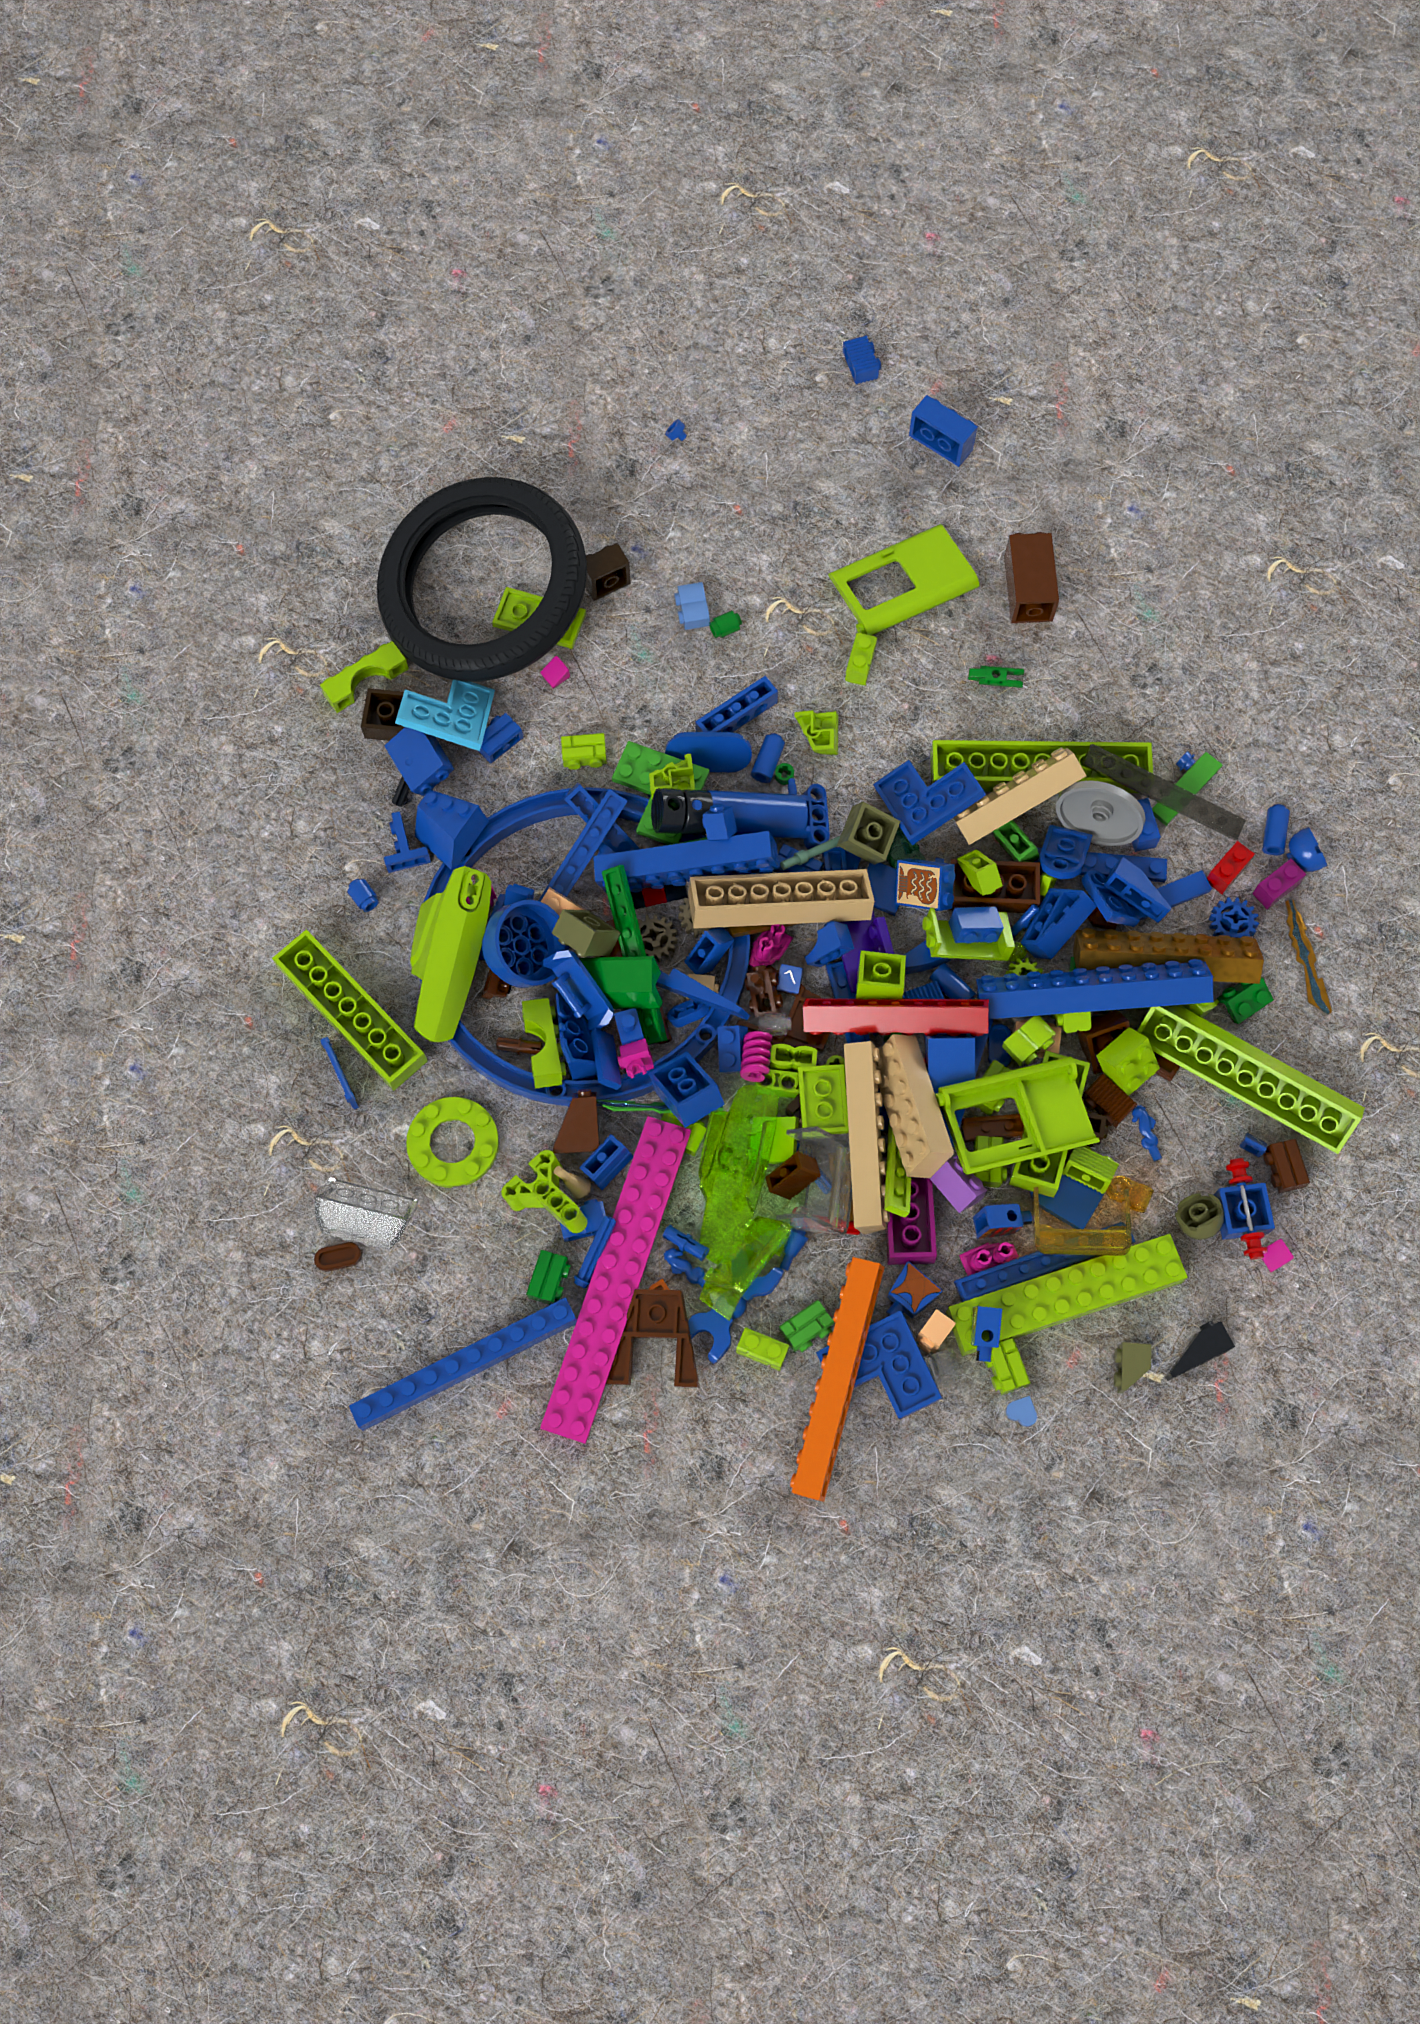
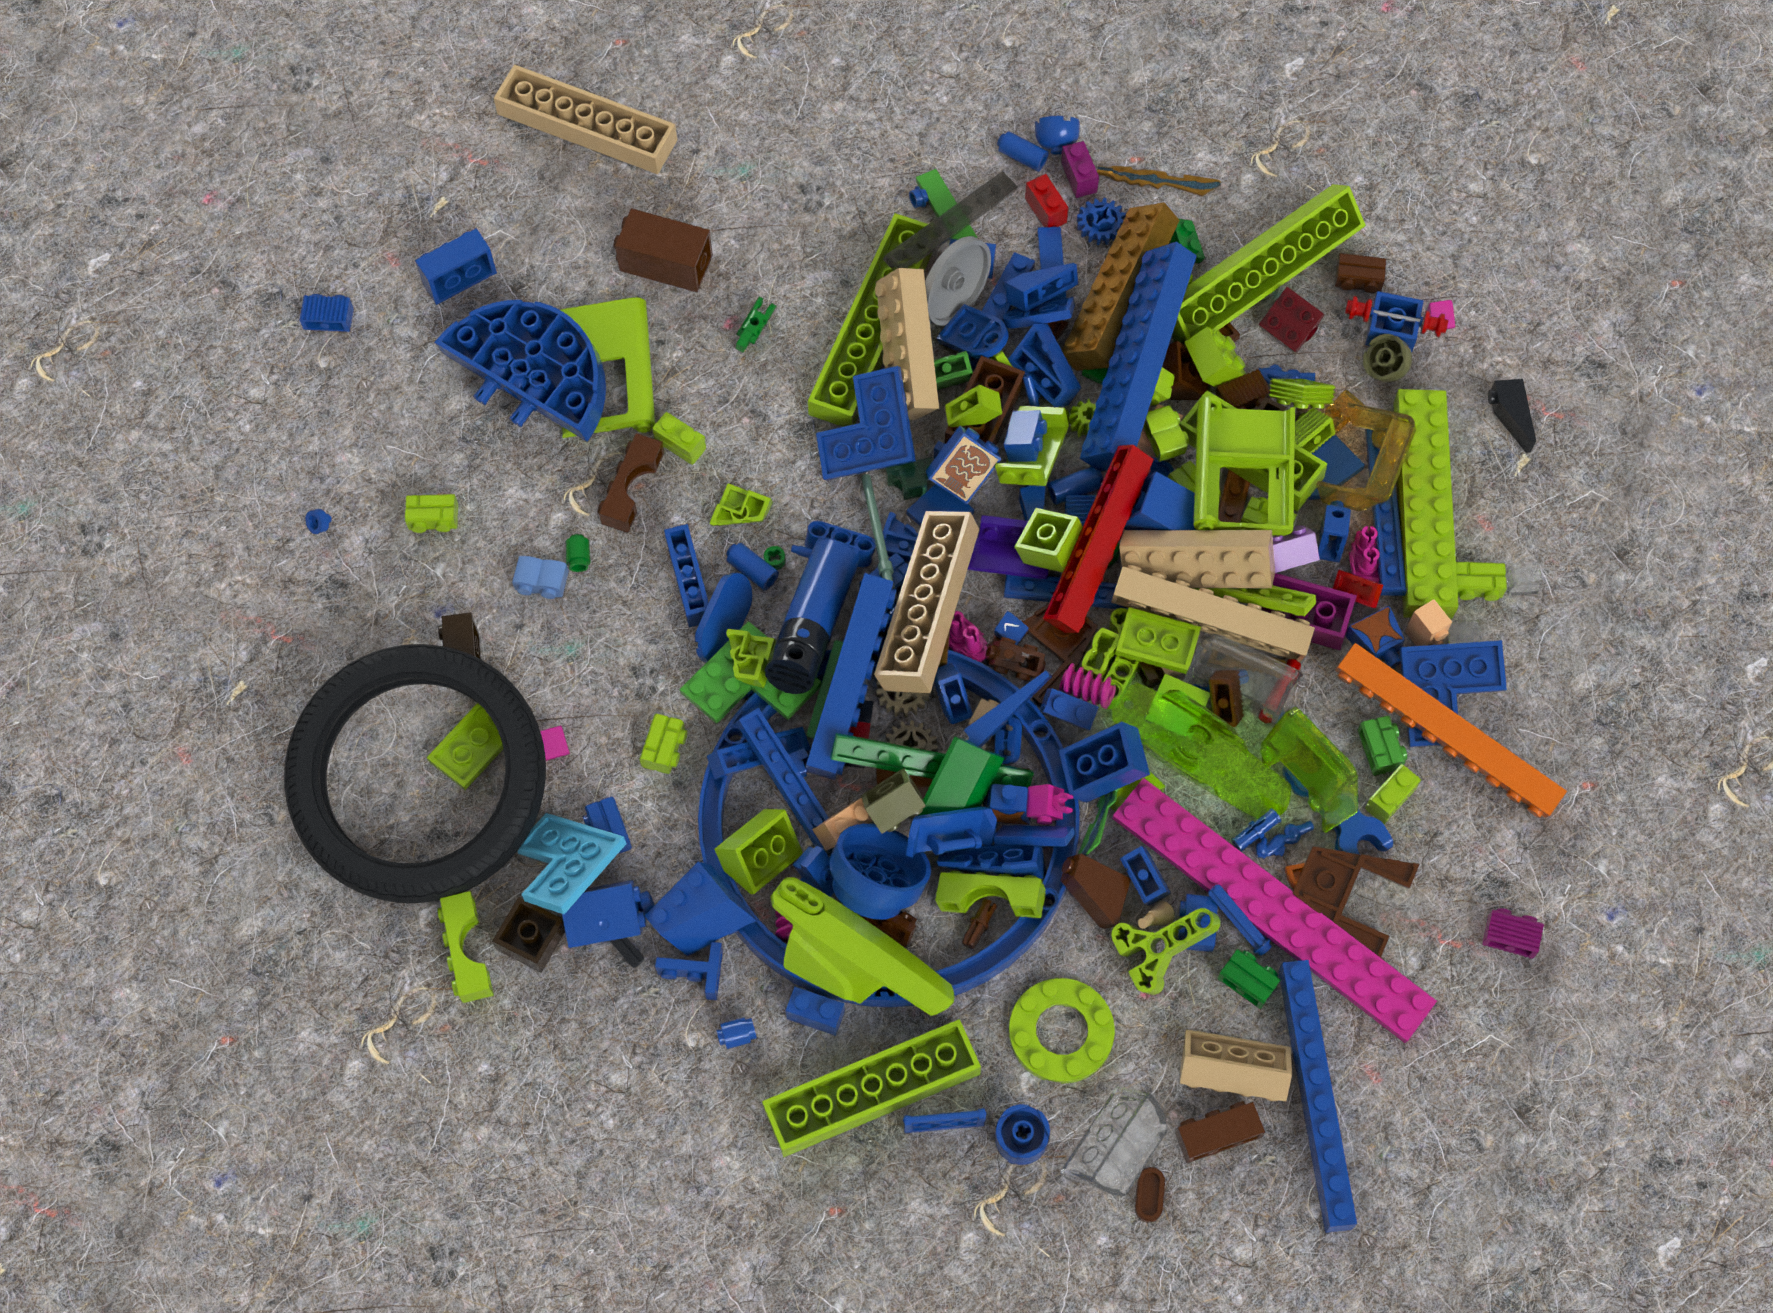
camera: 70 degrees left, 5 degrees down
(354, 1125) = (1029, 1121): none -> blue brick
(399, 945) = (815, 1011): none -> blue brick
(406, 1294) = (1219, 1131): none -> reddish brown brick
(446, 787) = (646, 902): none -> blue tile
(468, 1289) = (1236, 1065): none -> tan slope
(515, 853) = (759, 849): none -> lime slope
(670, 1492) = (1513, 933): none -> magenta brick
(716, 505) = (431, 512): none -> lime brick
(719, 822) = (833, 618): blue brick -> none
(775, 1023) = (1056, 658): clear brick -> none
(829, 636) = (641, 457): none -> reddish brown arch
(831, 943) = (989, 572): blue arch -> none
(868, 833) = (885, 495): olive brick -> none
(880, 522) = (535, 358): none -> blue brick
(949, 1259) = (1365, 589): none -> red tile
(990, 1320) = (1450, 573): blue torso -> none
(1022, 1411) = (1532, 578): medium blue tile -> none
(1126, 1147) = (1302, 392): none -> lime brick
(1133, 471) = (586, 119): none -> tan brick
(1133, 1363) = (1511, 473): olive slope -> none
(1205, 1119) = (1292, 319): none -> dark red plate
(1253, 1145) = (1329, 292): blue slope -> none

